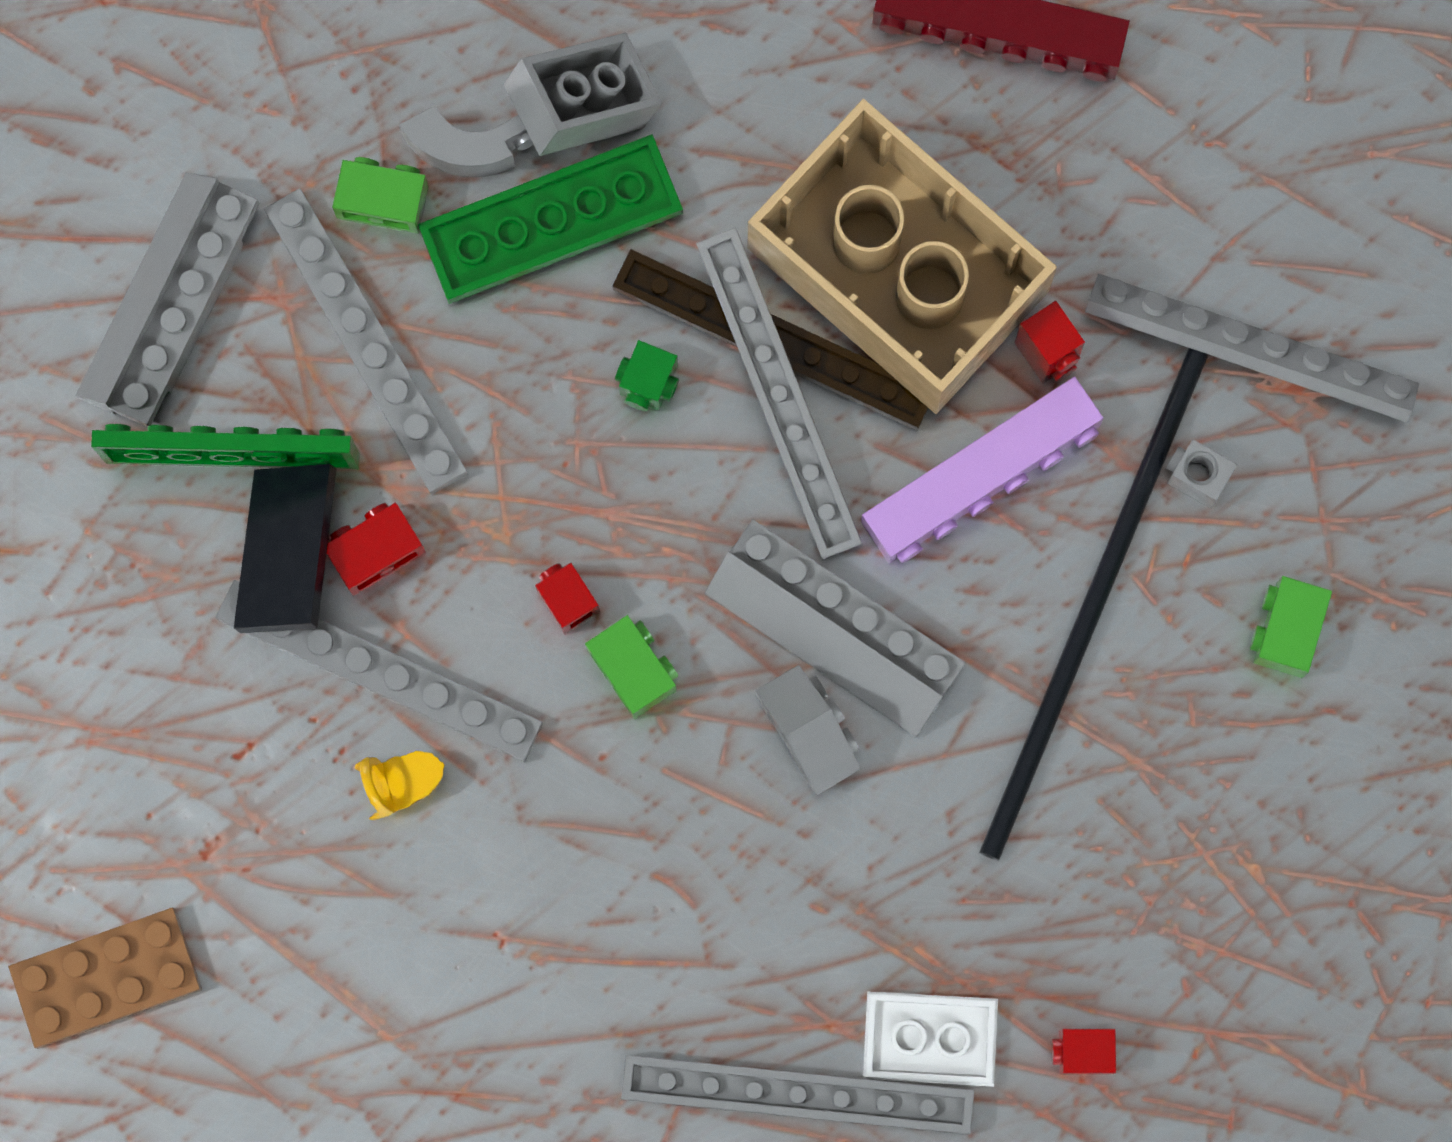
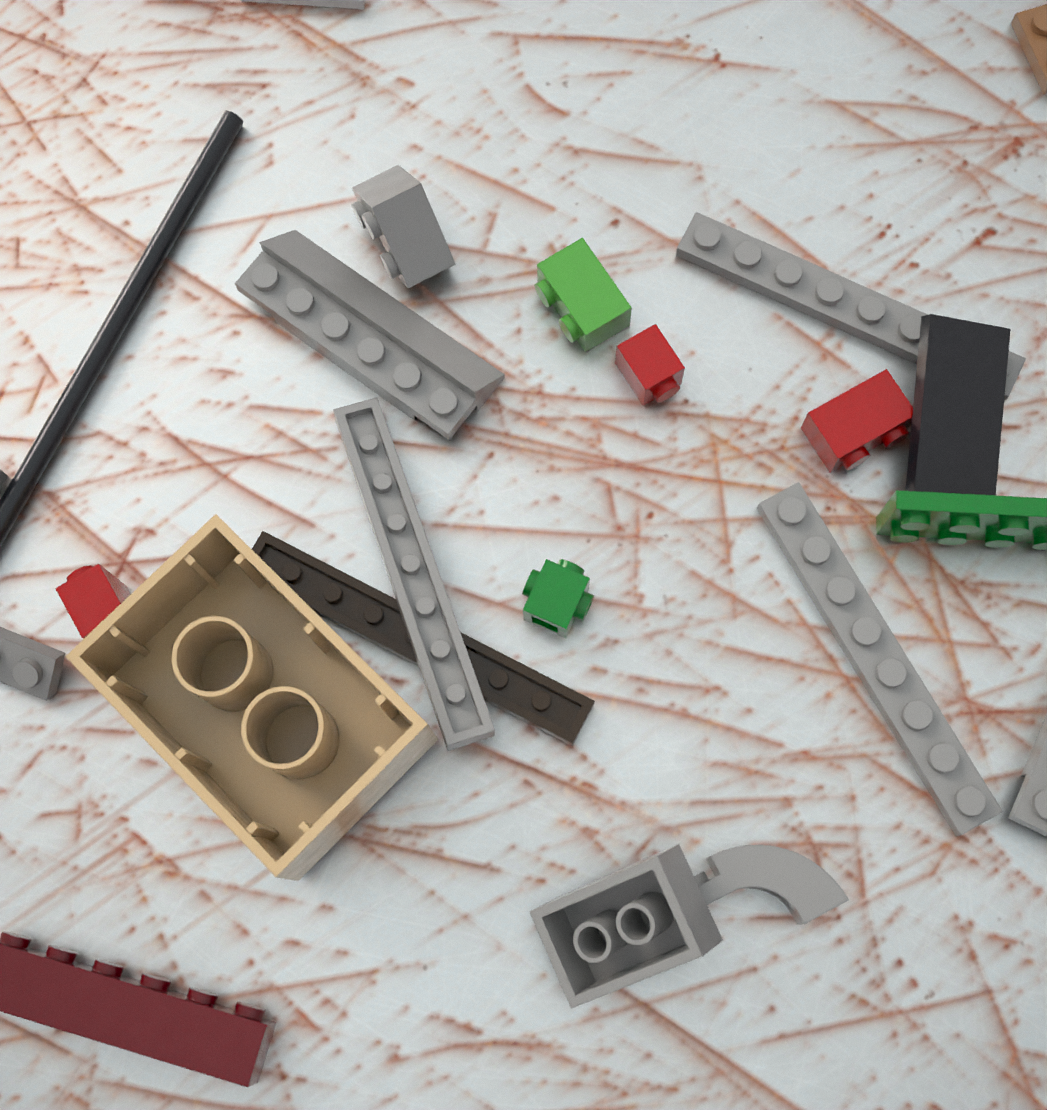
camera: 175 degrees left, 5 degrees down
(380, 195) = (865, 820): bright green brick -> none
(399, 780) = (826, 191): yellow piece -> none
(550, 218) = (664, 786): green plate -> none
(982, 470) = (197, 483): lavender brick -> none

